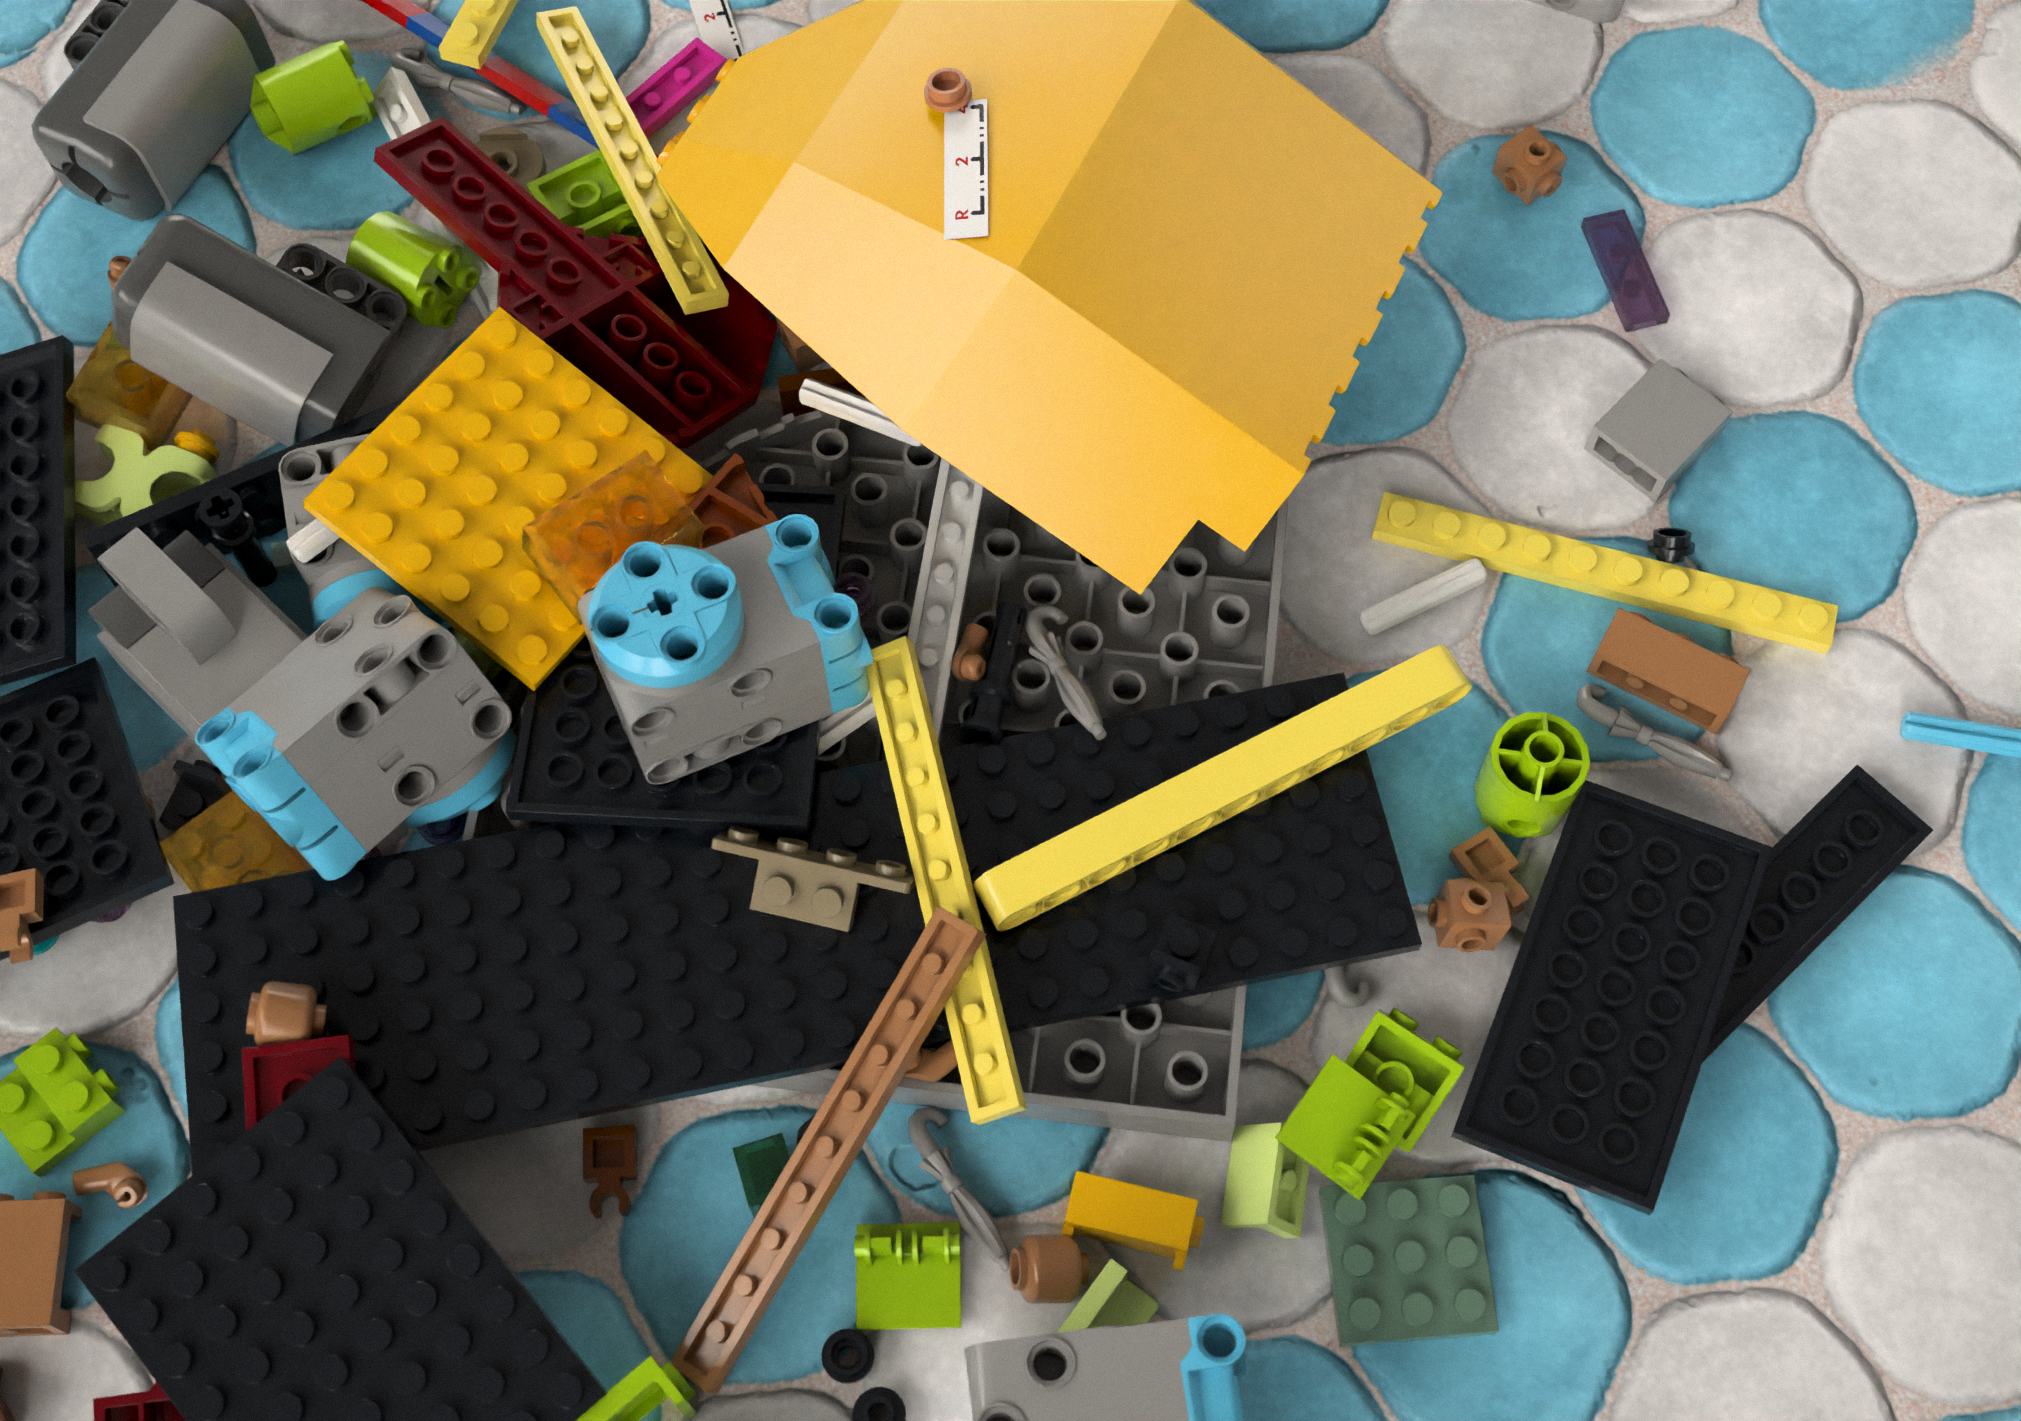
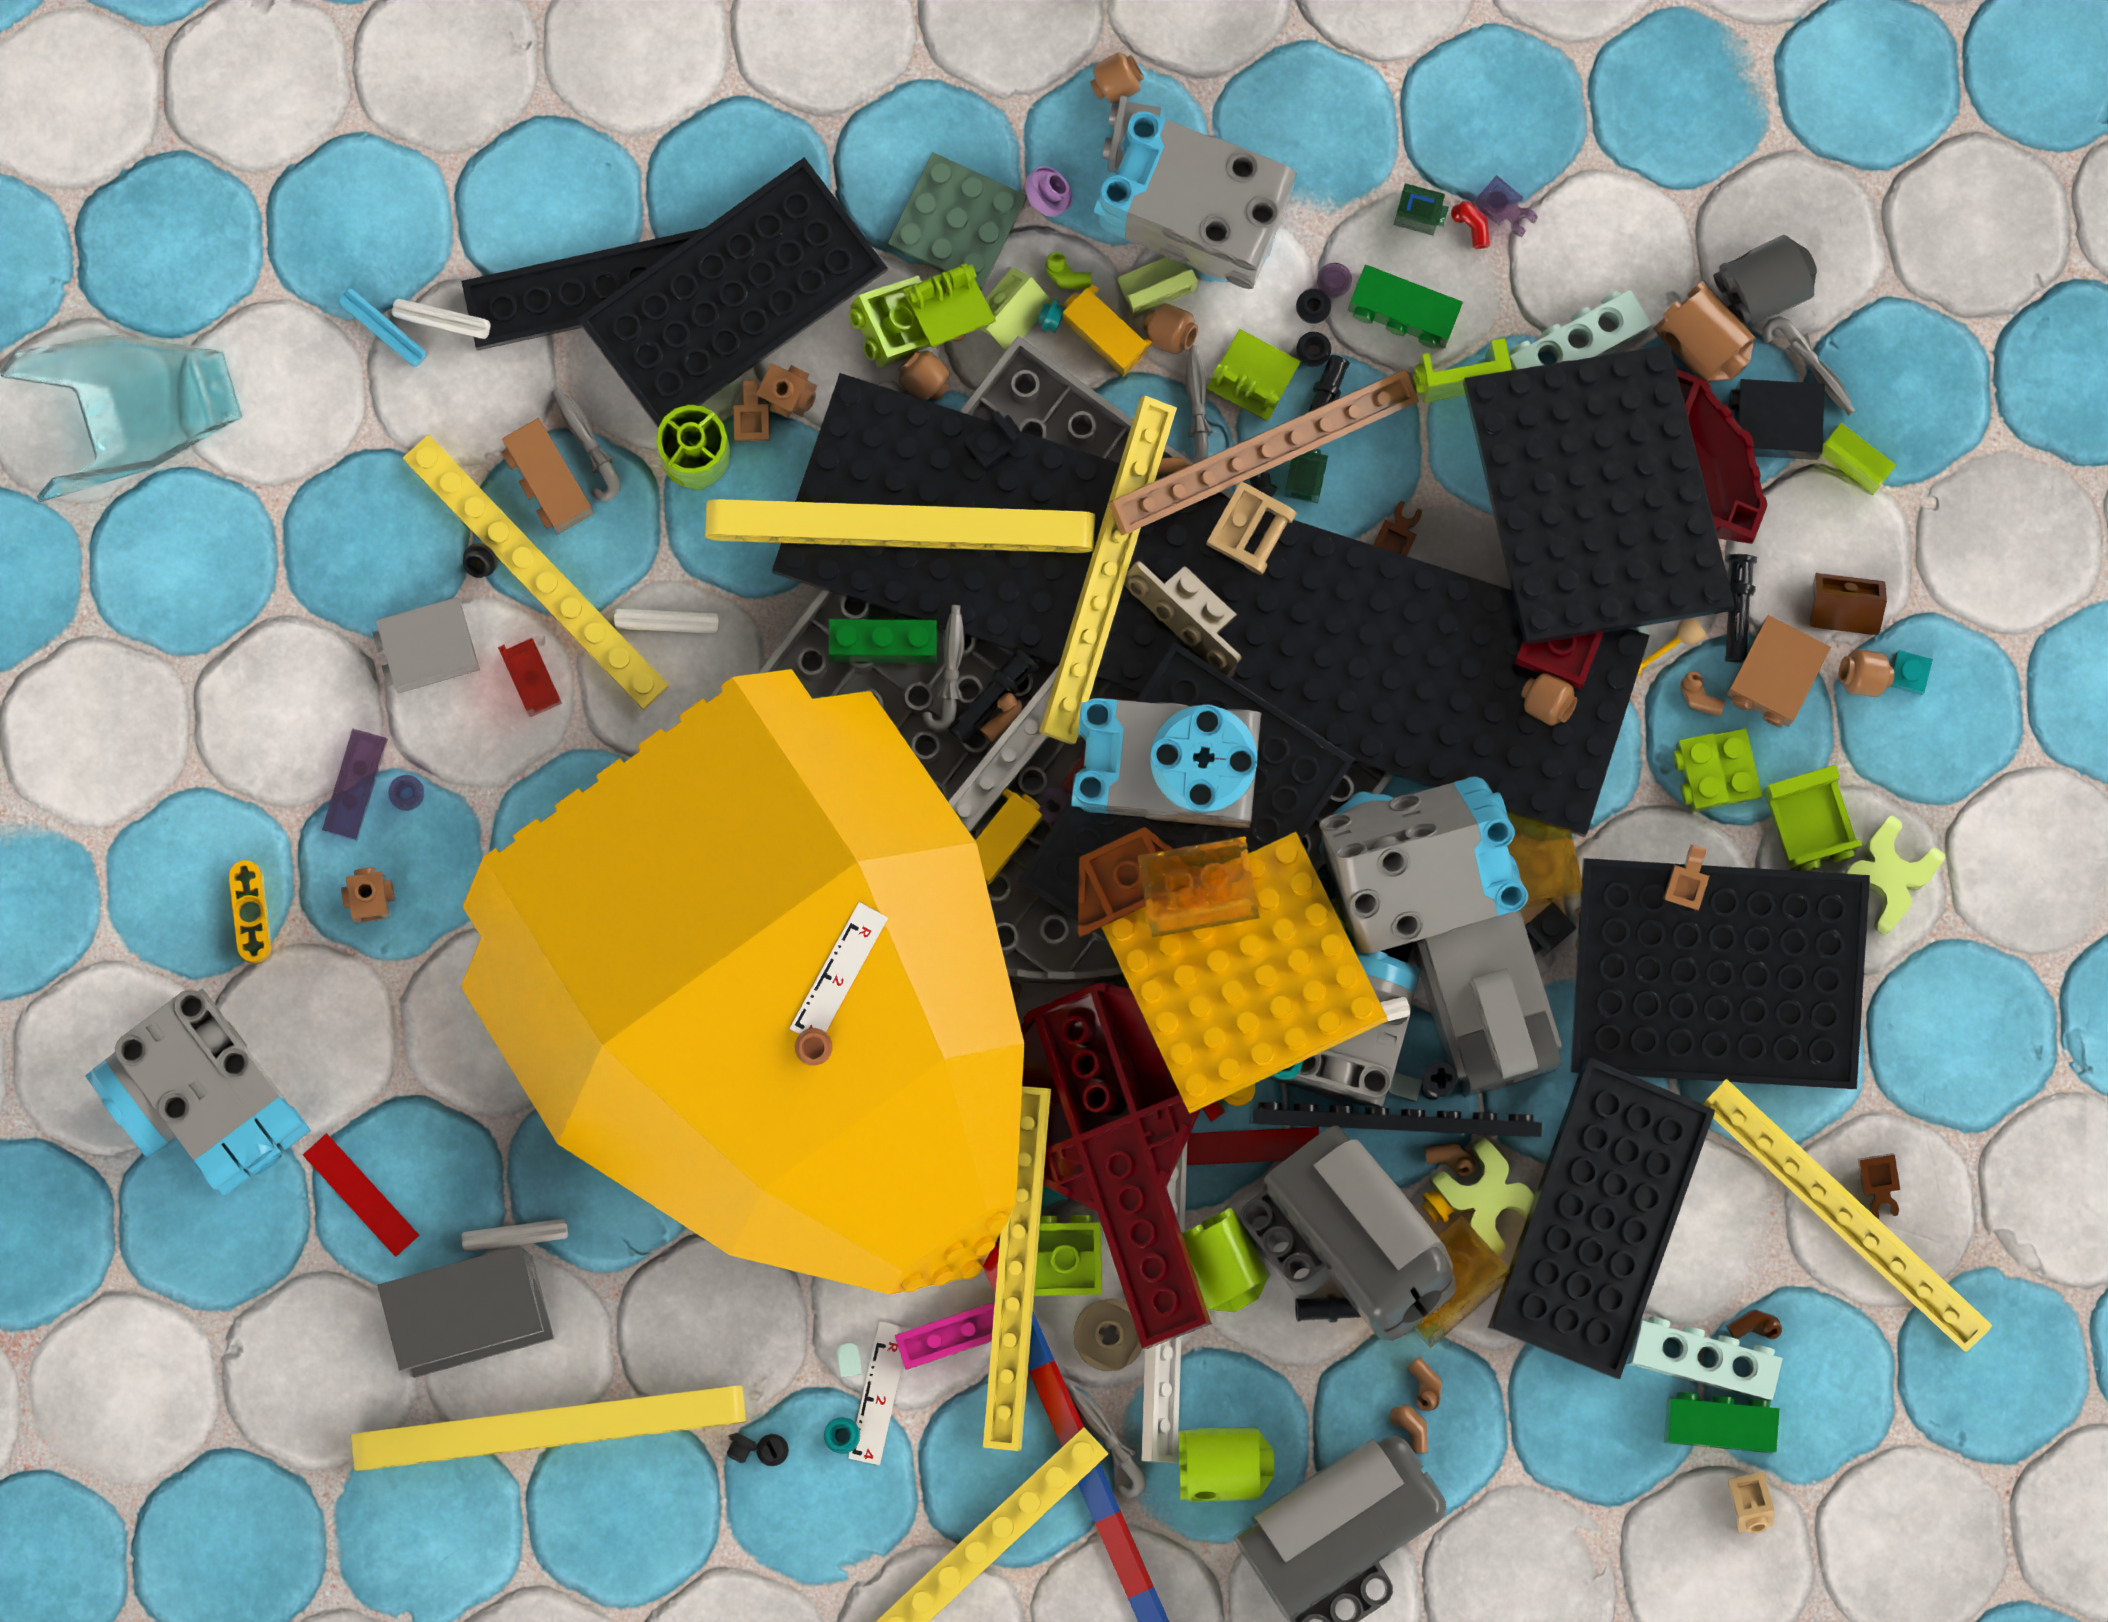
camera: 155 degrees left, 15 degrees up
(105, 1352) = (1737, 650): none -> black pin
(122, 241) = (1414, 1424): none -> medium nougat arm
(760, 28) = (849, 1360): none -> light aqua piece
(800, 1310) = (1328, 387): none -> black pin
(807, 1025) = (1240, 522): none -> tan plate
(892, 525) = (1007, 832): none -> yellow brick
(1162, 658) = (882, 641): none -> green brick
(1211, 1196) = (1051, 316): none -> teal plate
(1226, 1265) = (1063, 275): none -> lime arm
(1317, 1361) = (1048, 191): none -> lavender plate
(1318, 1028) = (924, 376): none -> medium nougat head
(1530, 455) = (530, 677): none -> clear red panel
(1571, 278) = (400, 783): none -> clear purple plate
(1636, 125) = (263, 936): none -> yellow beam
(1920, 773) = (441, 318): none -> white axle

